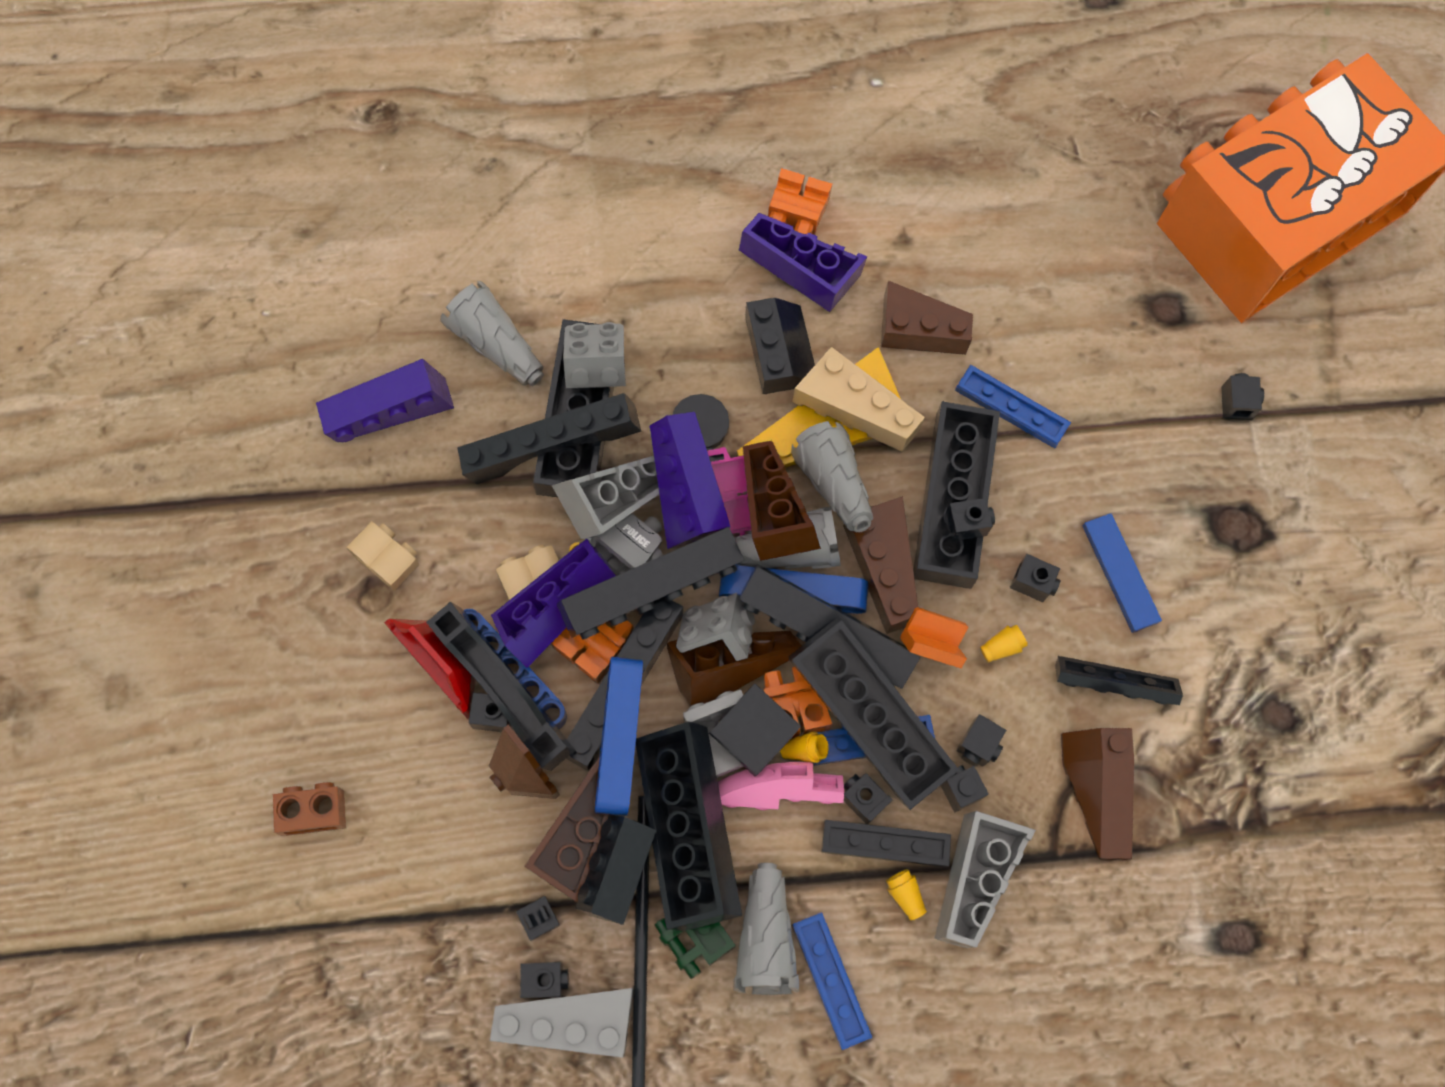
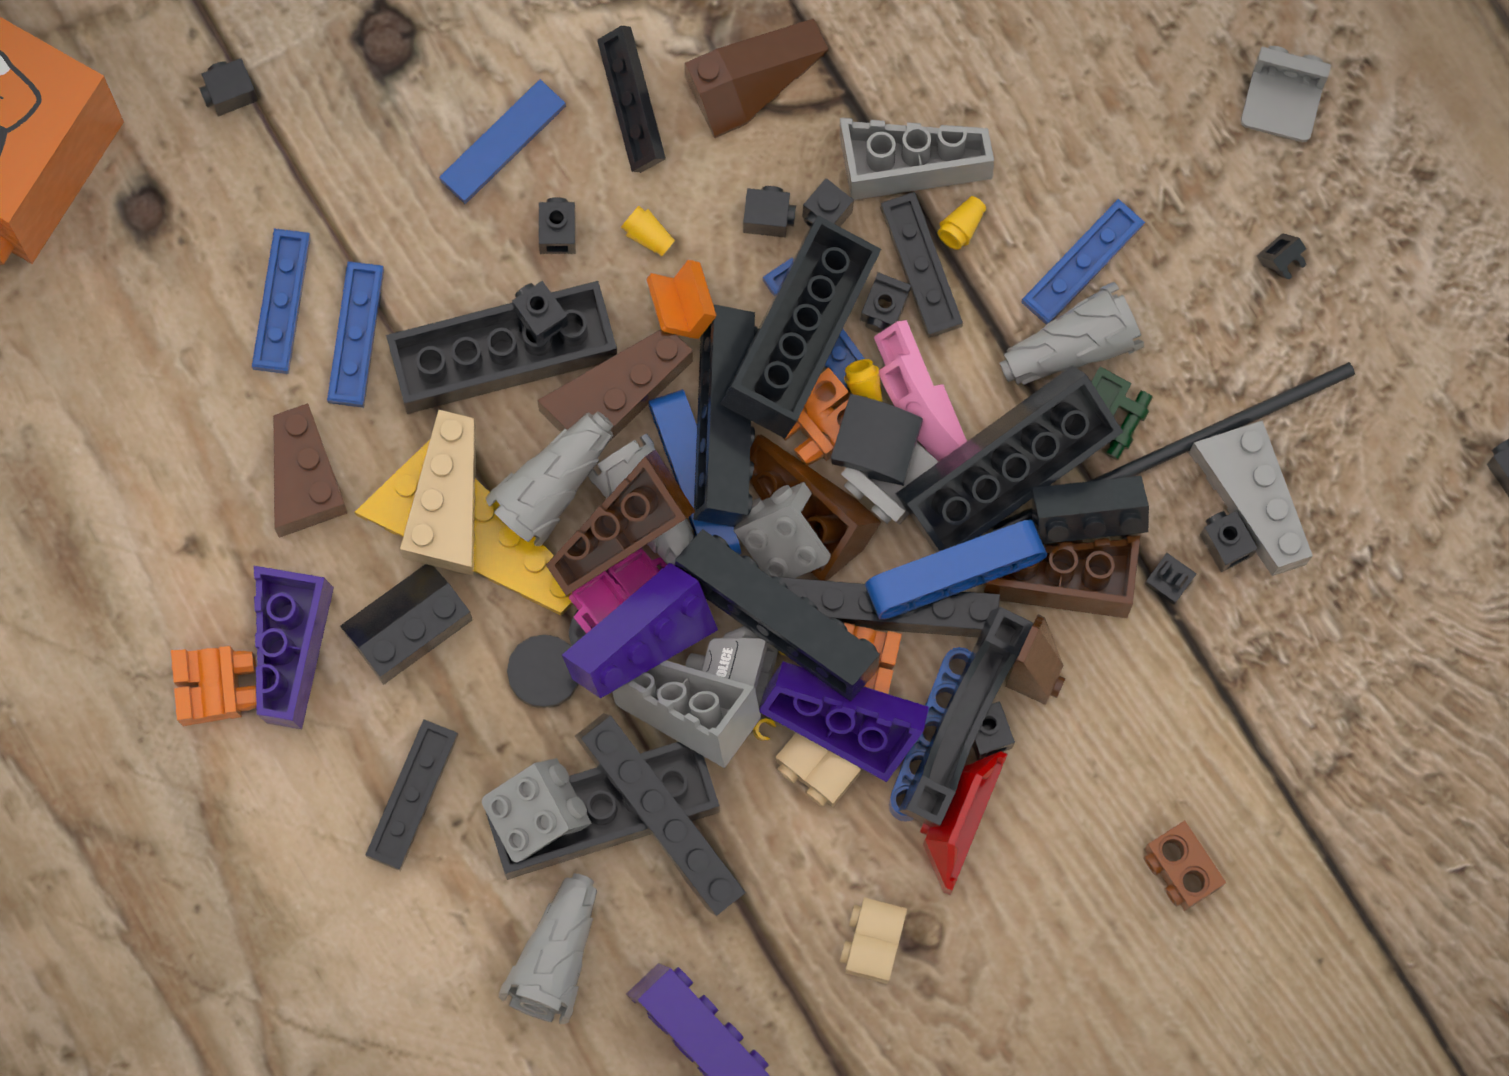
camera: 115 degrees left, 5 degrees up
(656, 297) = (411, 795): none -> black plate
(1060, 368) = (281, 301): none -> blue tile

